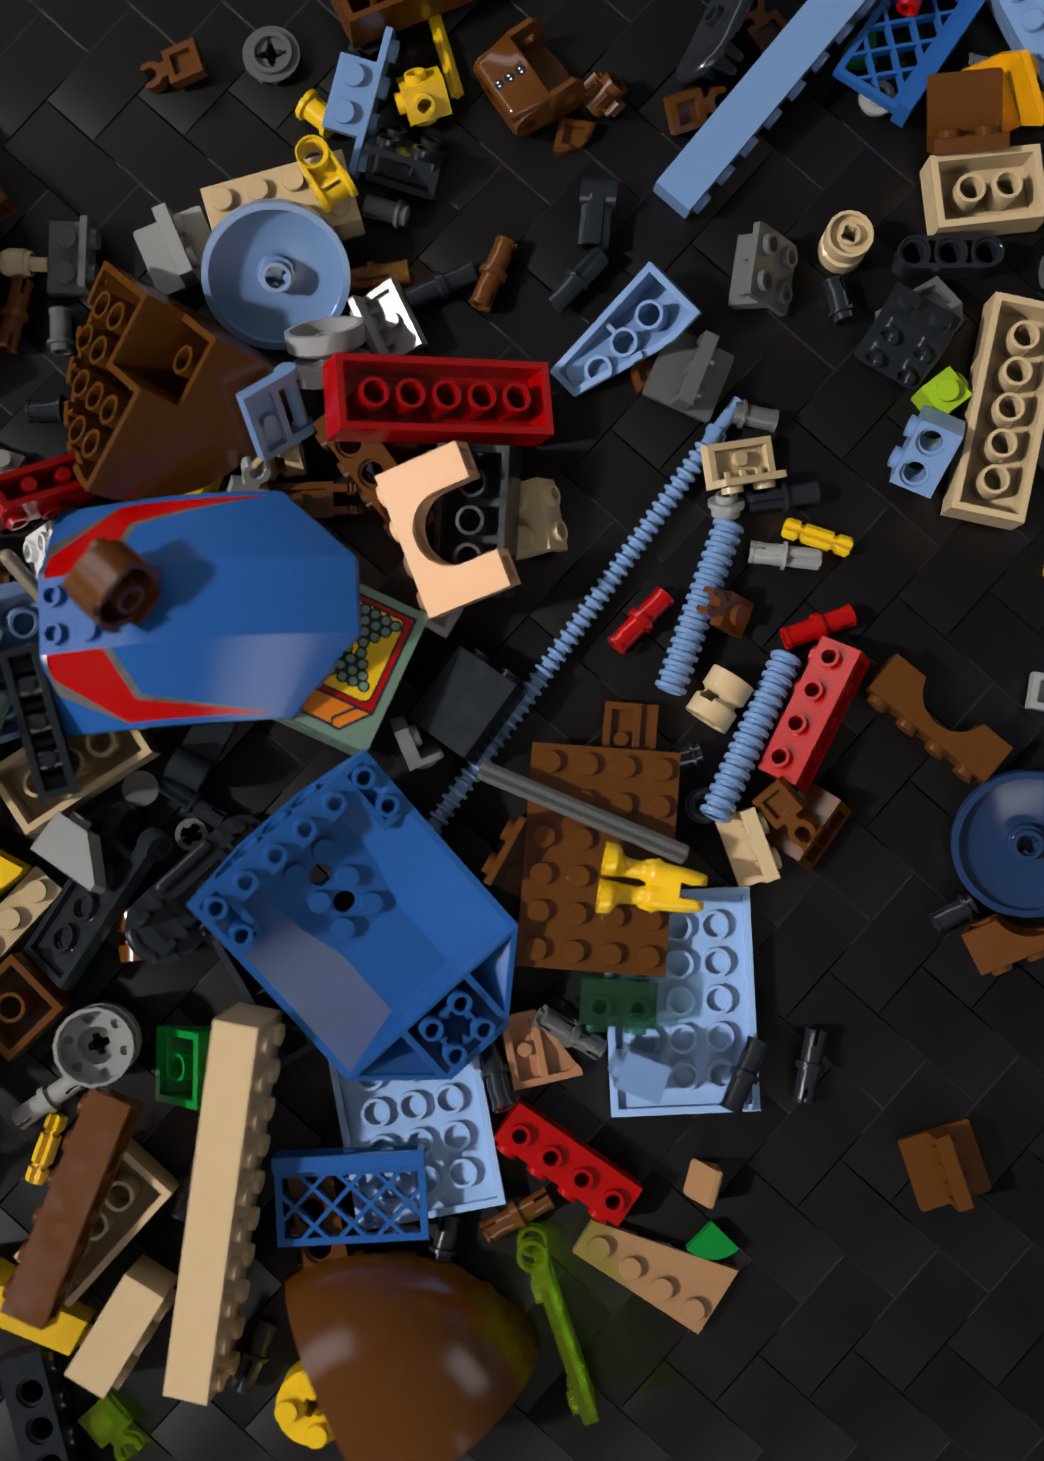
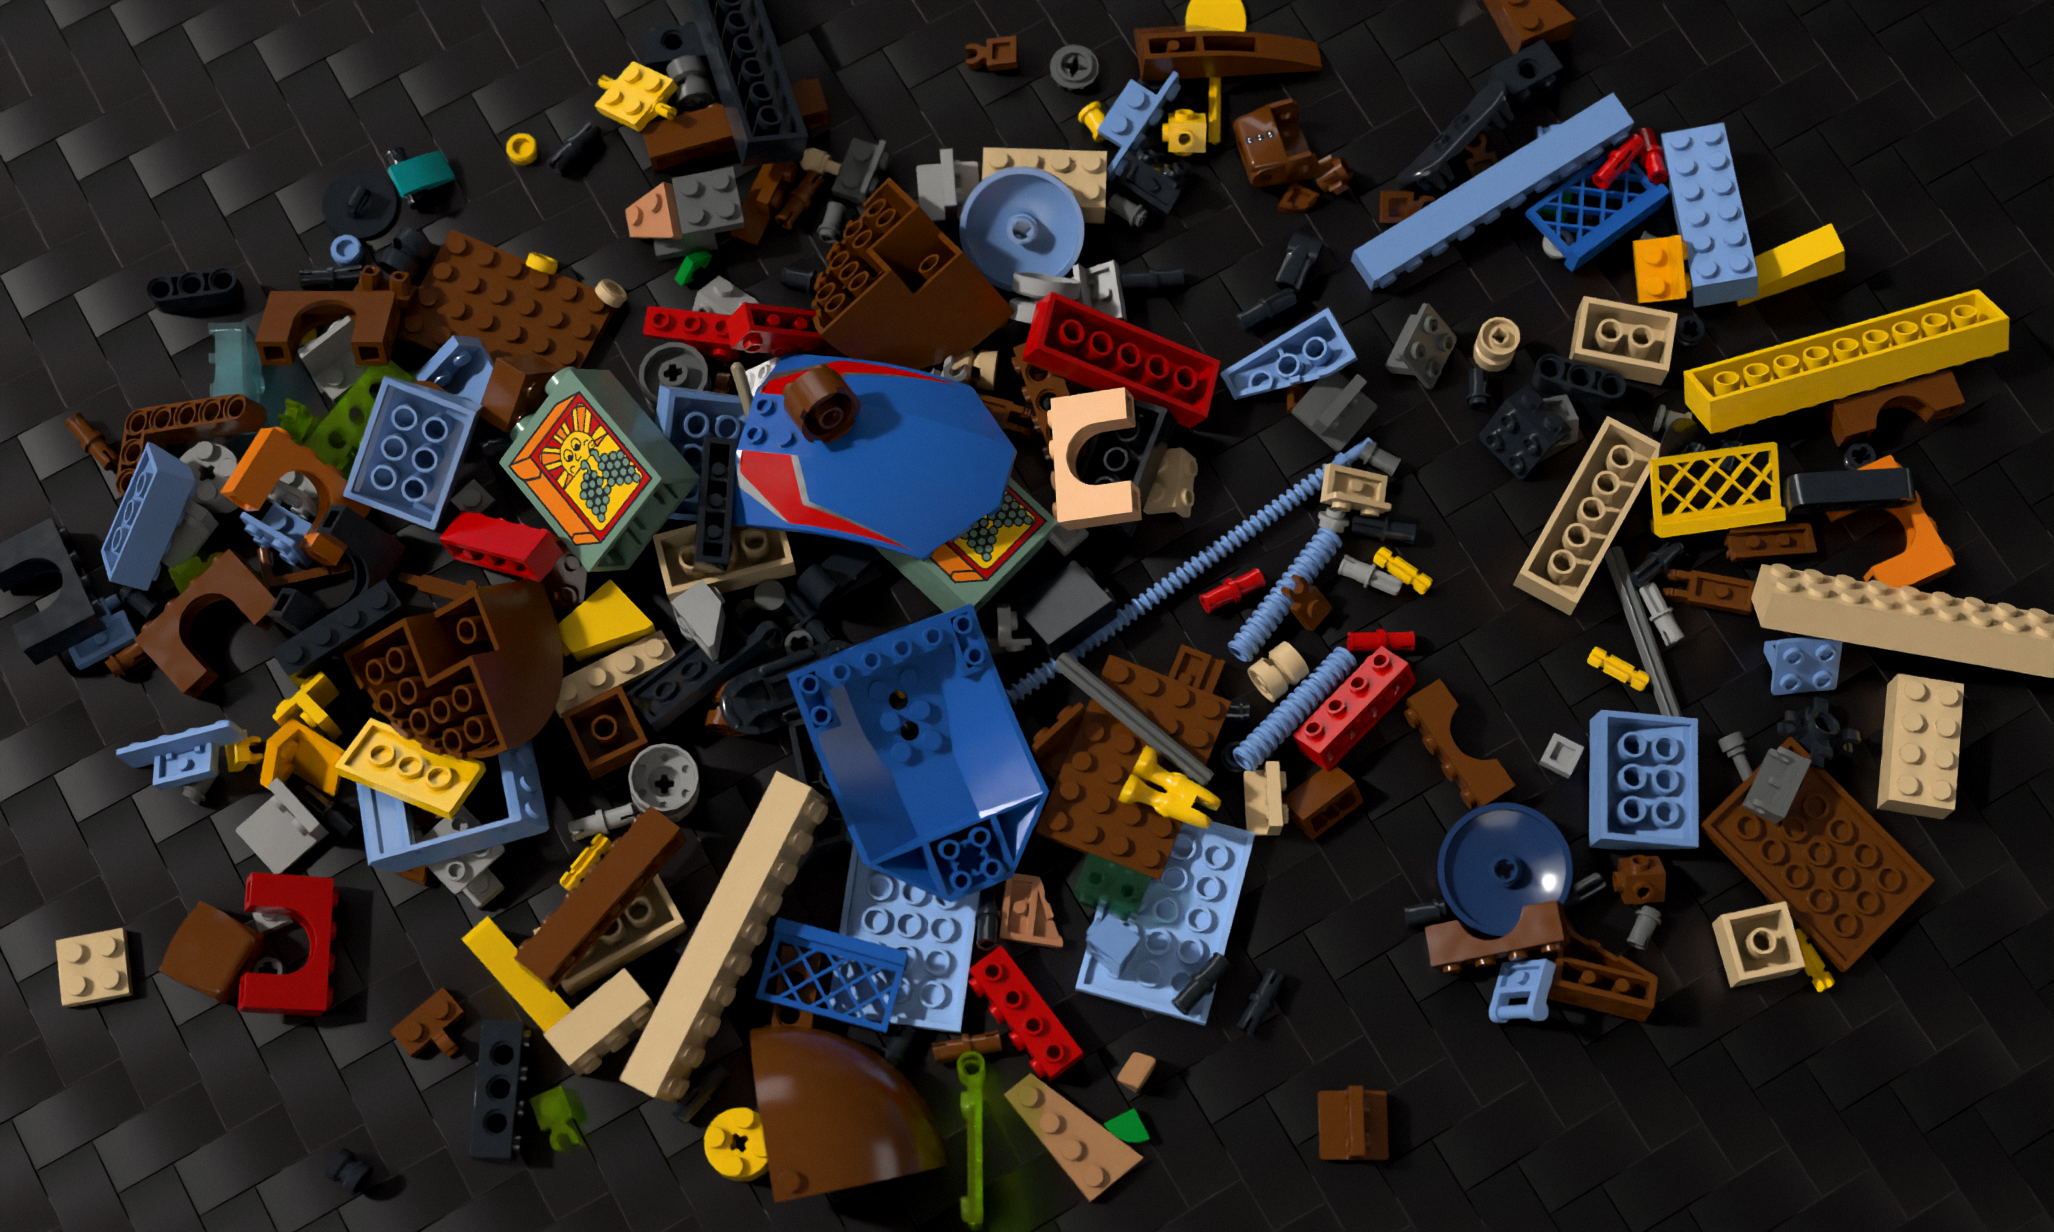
camera: 15 degrees right, 15 degrees down
(181, 1064) = (724, 827): green slope -> none
(266, 414) = (978, 328): medium blue plate -> none
(326, 178) = (1087, 168): yellow piece -> none
(396, 270) = (1121, 257): clear orange pin -> none
(493, 273) = (1198, 283): reddish brown pin -> none
(570, 1032) = (1063, 905): dark grey pin -> none
(782, 806) = (1302, 770): reddish brown plate -> none
(931, 453) = (1517, 529): medium blue brick -> none
(943, 392) = (1541, 488): lime brick -> none
(965, 111) = (1624, 271): reddish brown bracket -> none

